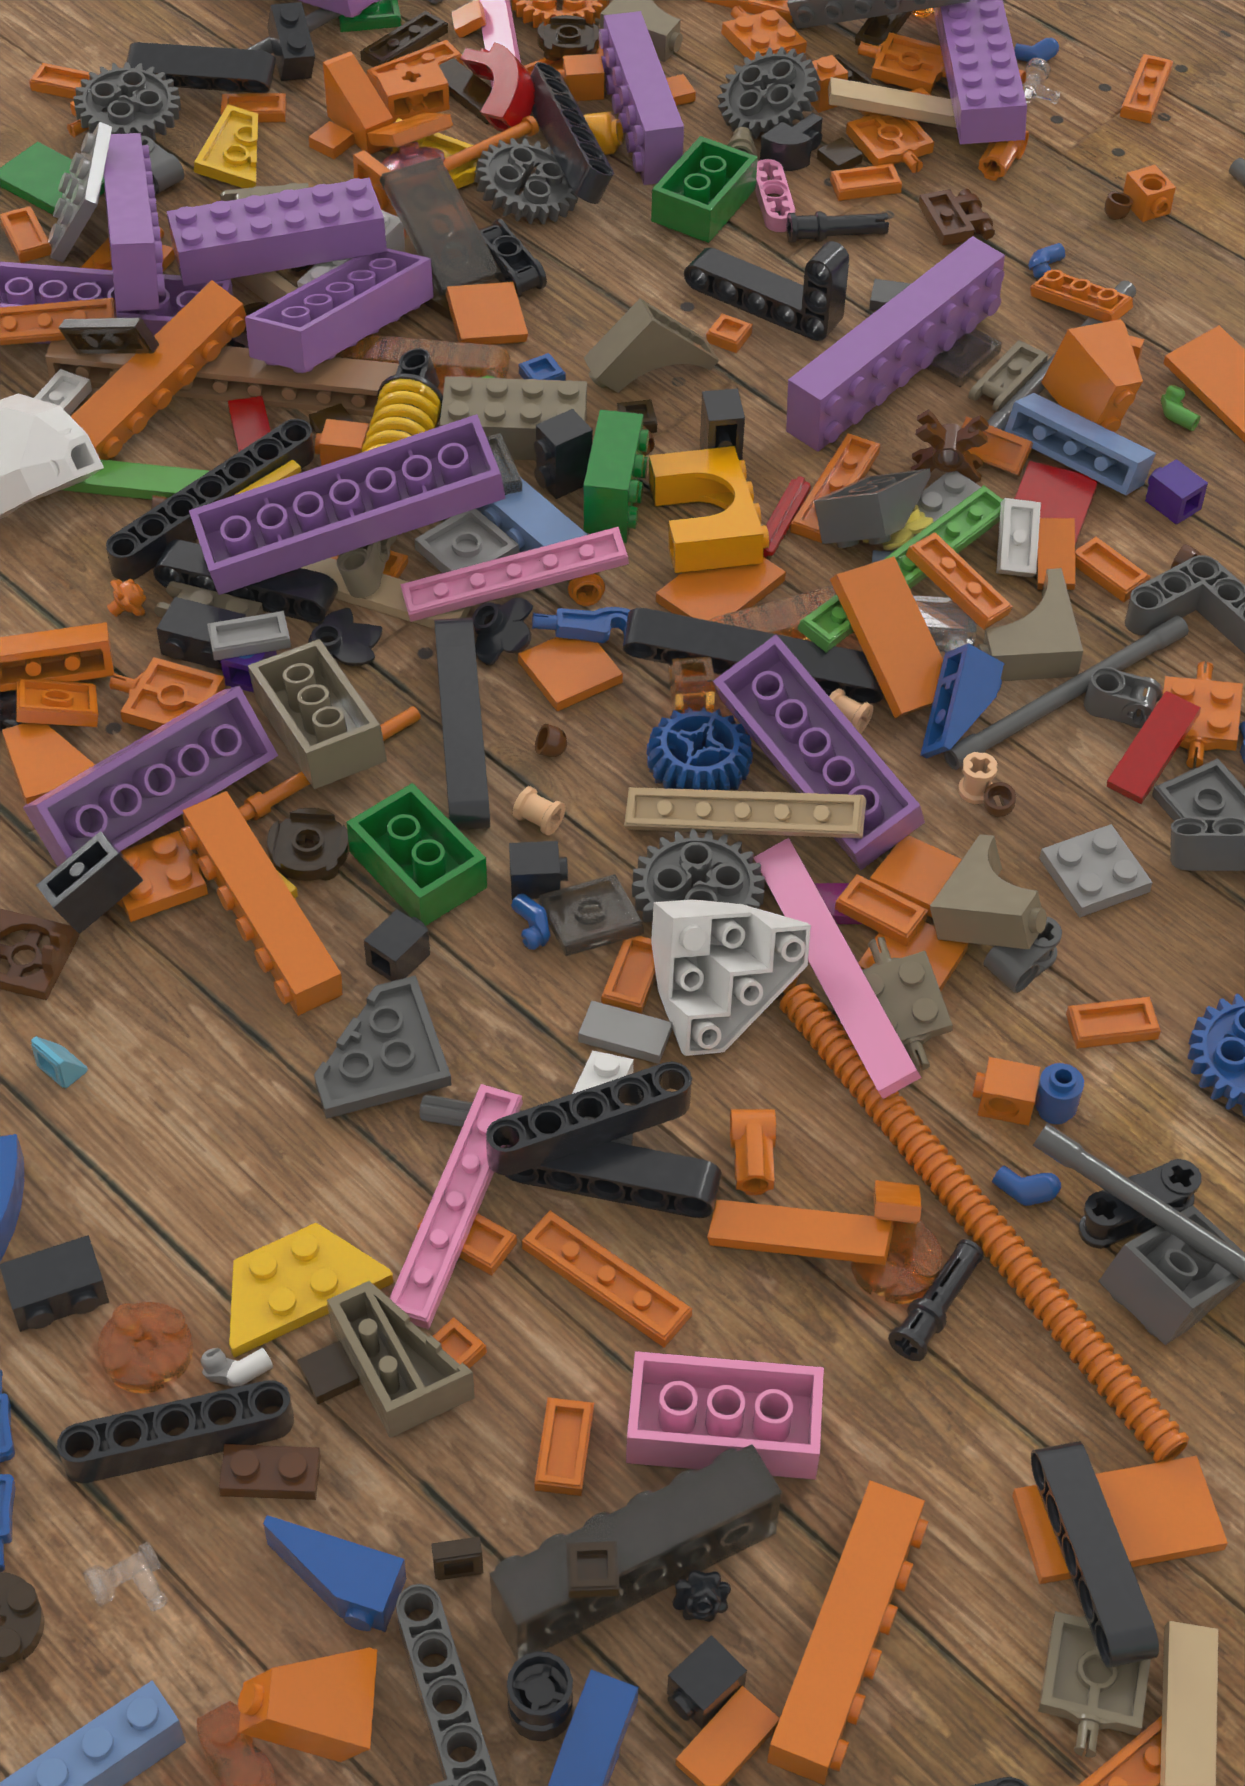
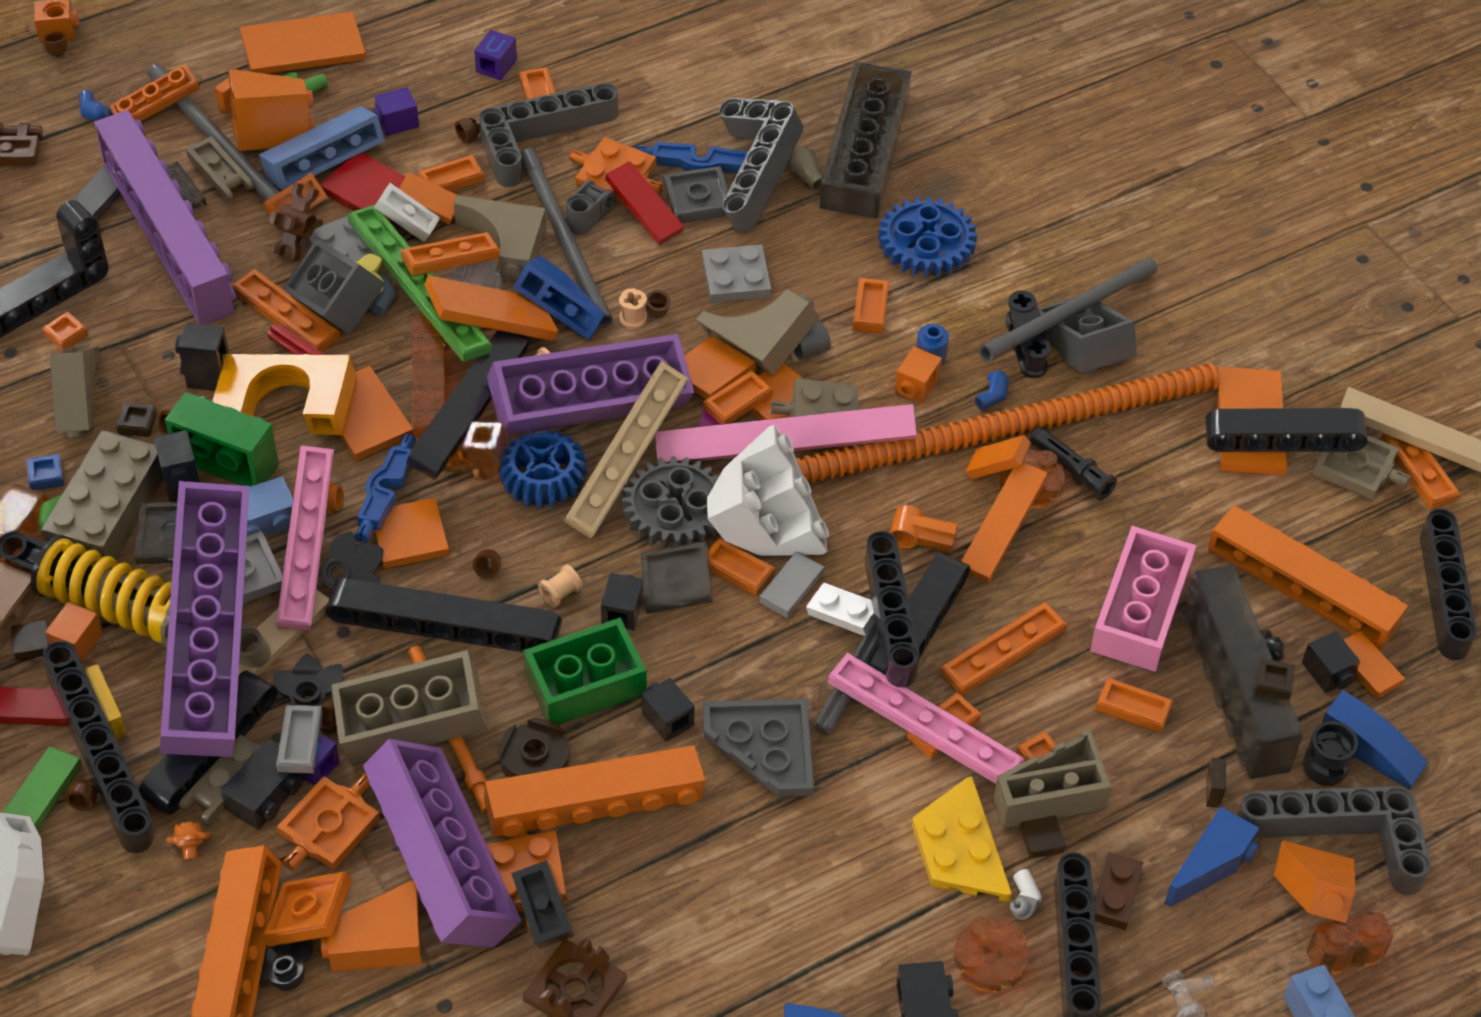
camera: 75 degrees left, 0 degrees up
(57, 1062) = (703, 975): medium azure slope -> none
(536, 916) = (671, 613): blue arm -> none

